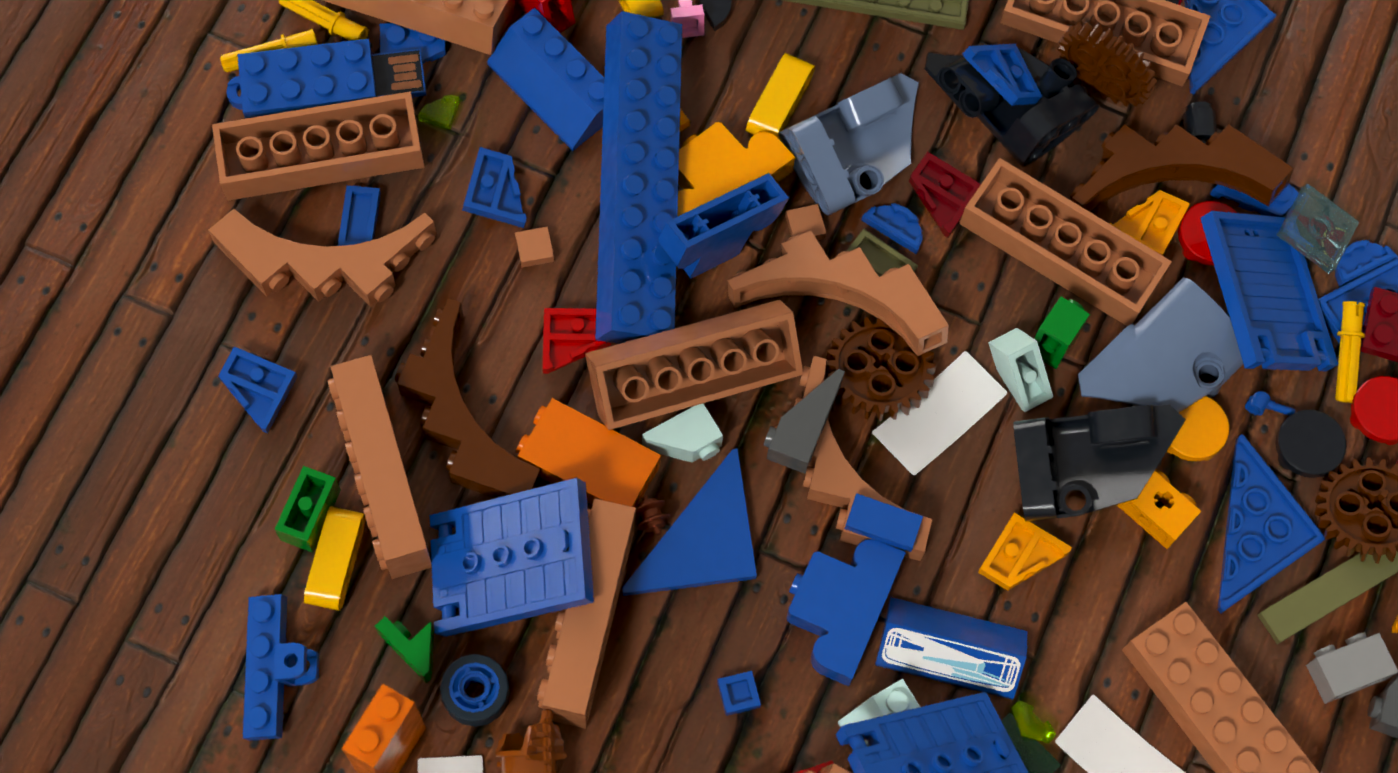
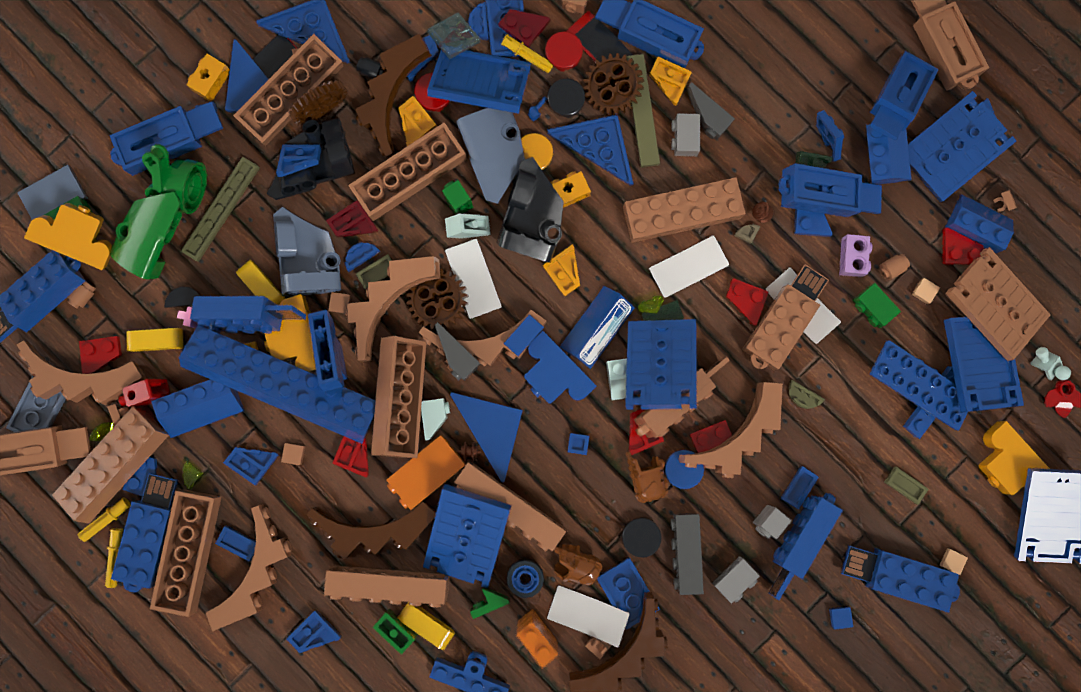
camera: 65 degrees left, 15 degrees up
(727, 81) = (241, 313): none -> blue piece

